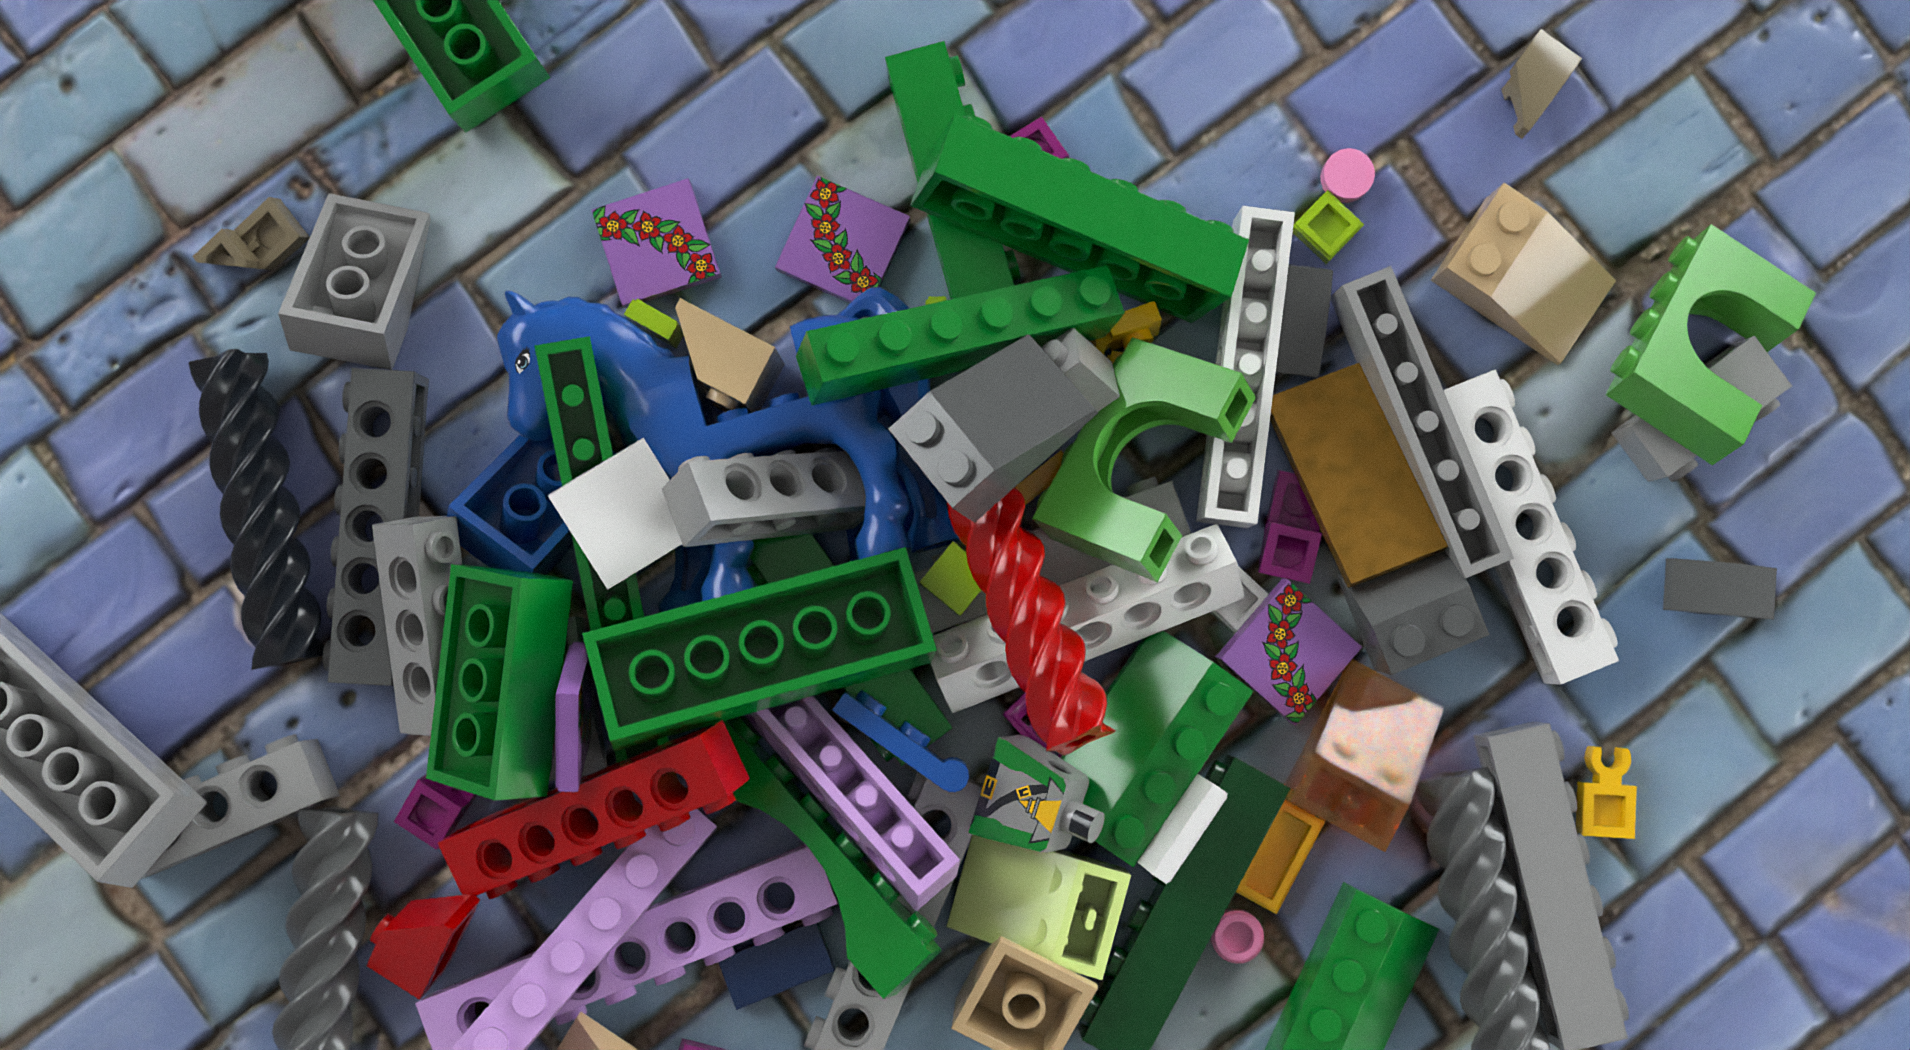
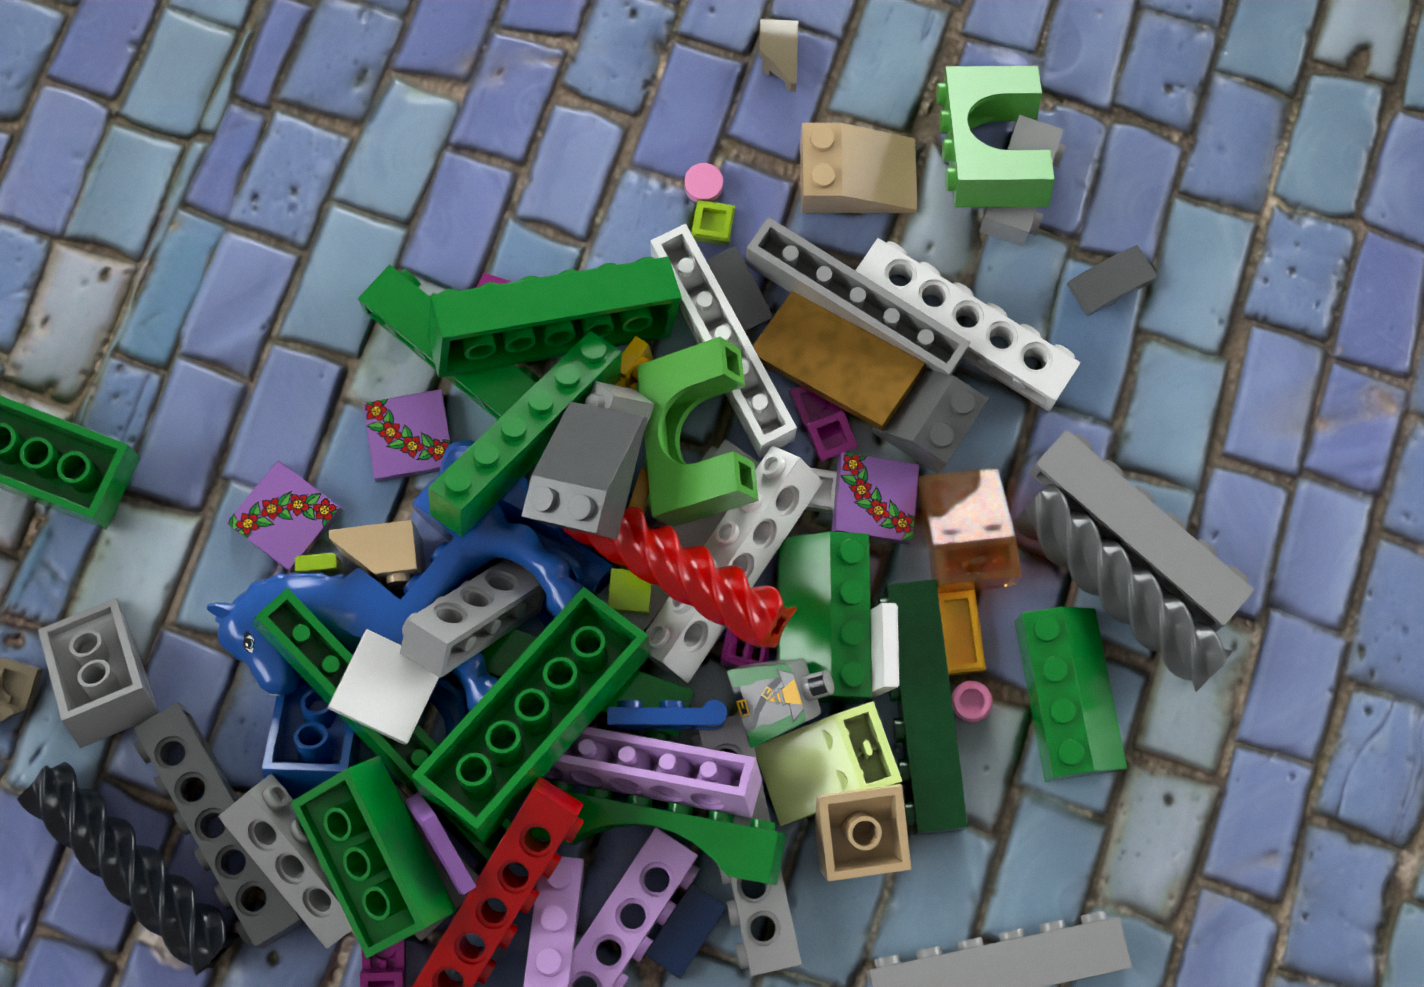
camera: 35 degrees left, 10 degrees down
(1606, 804) = (1138, 458): yellow plate -> none

